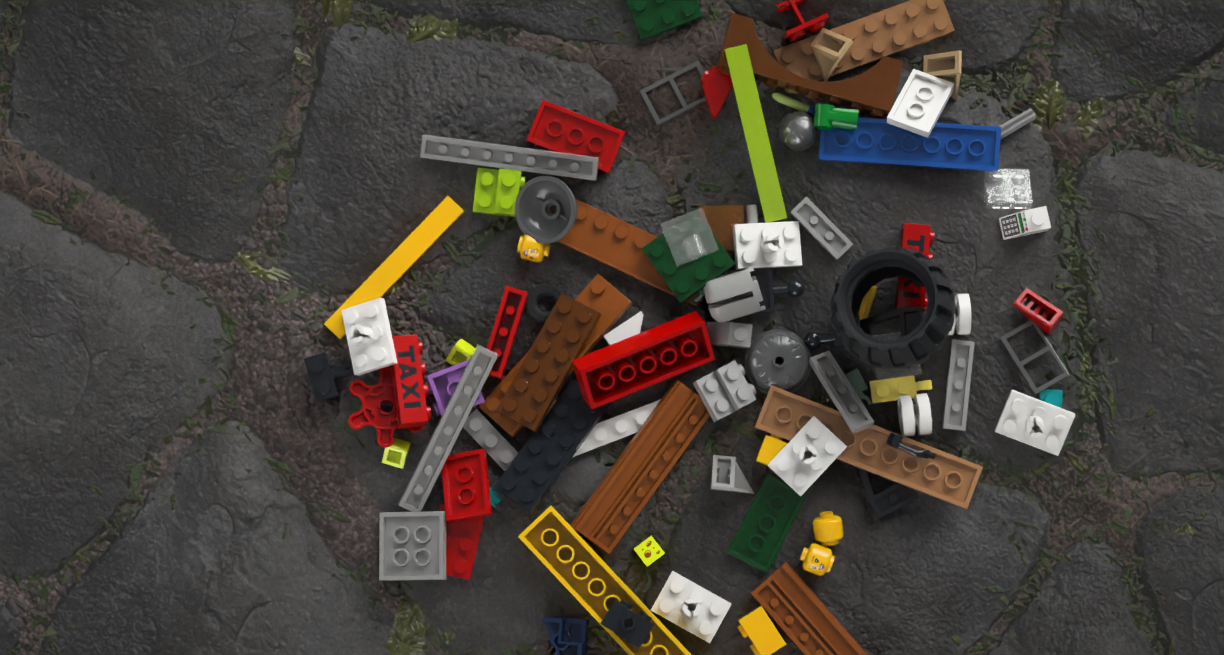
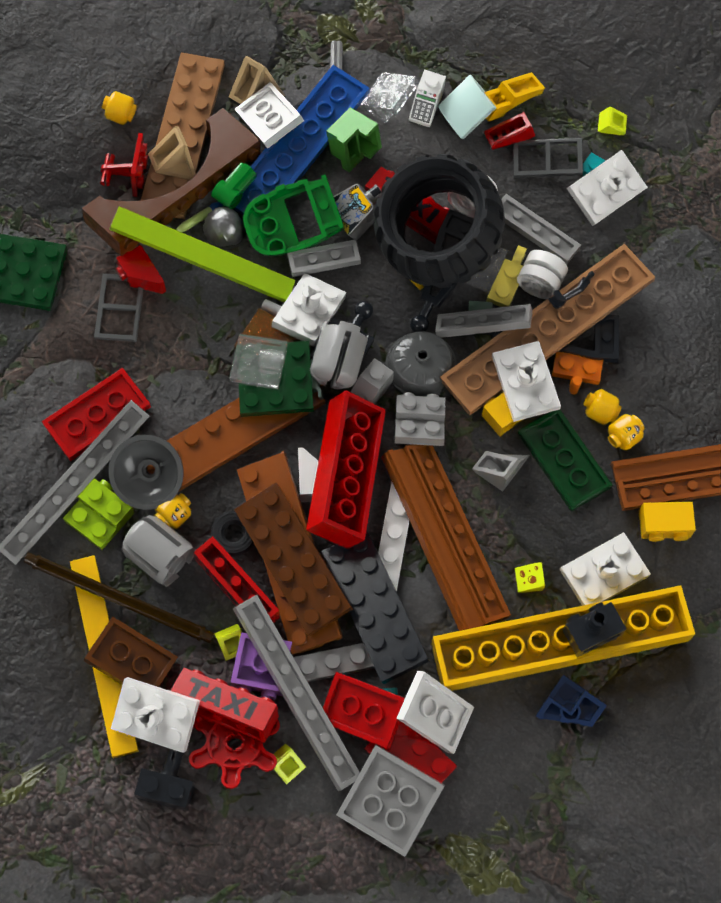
camera: 65 degrees left, 15 degrees down
(402, 288) = (127, 653): none -> reddish brown plate
(441, 251) = (118, 597): none -> dark brown piece
(493, 256) = (157, 549): none -> light grey cylinder
(495, 541) = (435, 712): none -> white plate
(818, 172) = (270, 224): none -> green slope
(851, 490) = (577, 370): none -> orange plate
(879, 228) = (357, 208): none -> torso
(943, 185) = (352, 138): none -> bright green plate
(1035, 261) = (466, 107): none -> light aqua slope
(1073, 290) = (512, 93): none -> yellow slope
(1106, 391) = (612, 122): none -> neon yellow slope

